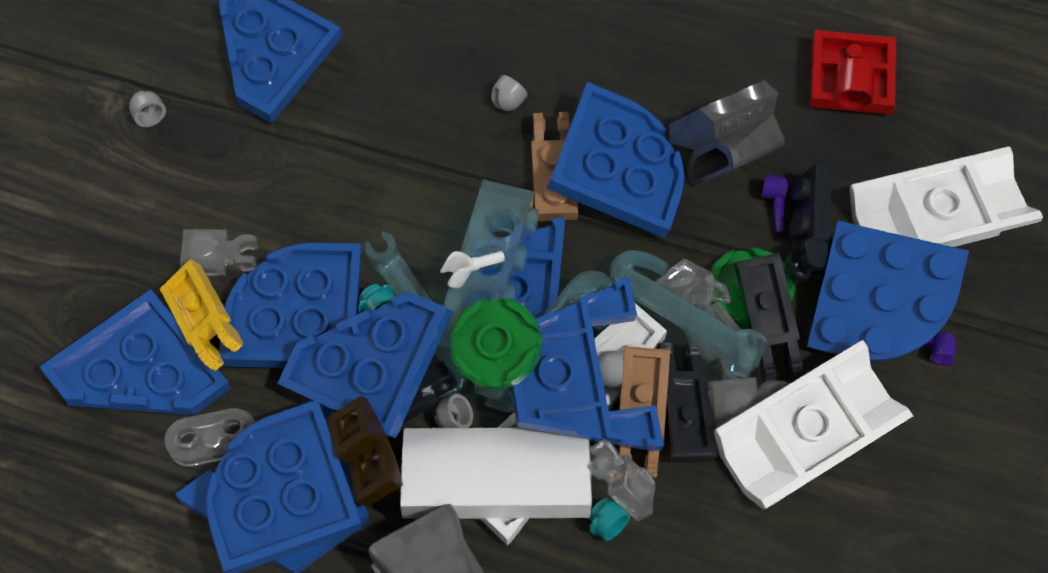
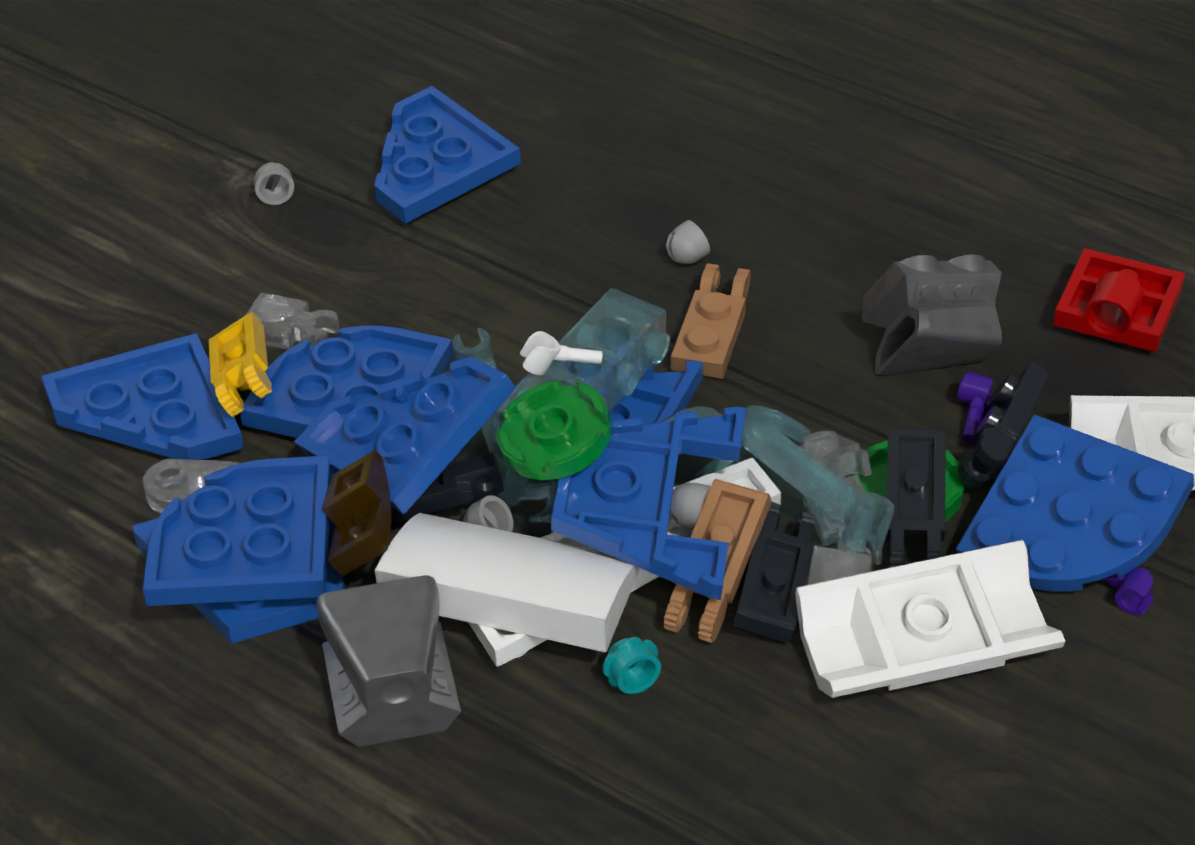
camera: 20 degrees right, 20 degrees down
(619, 162) = (789, 322): blue plate -> none
(628, 483) = (664, 621): clear plate -> none

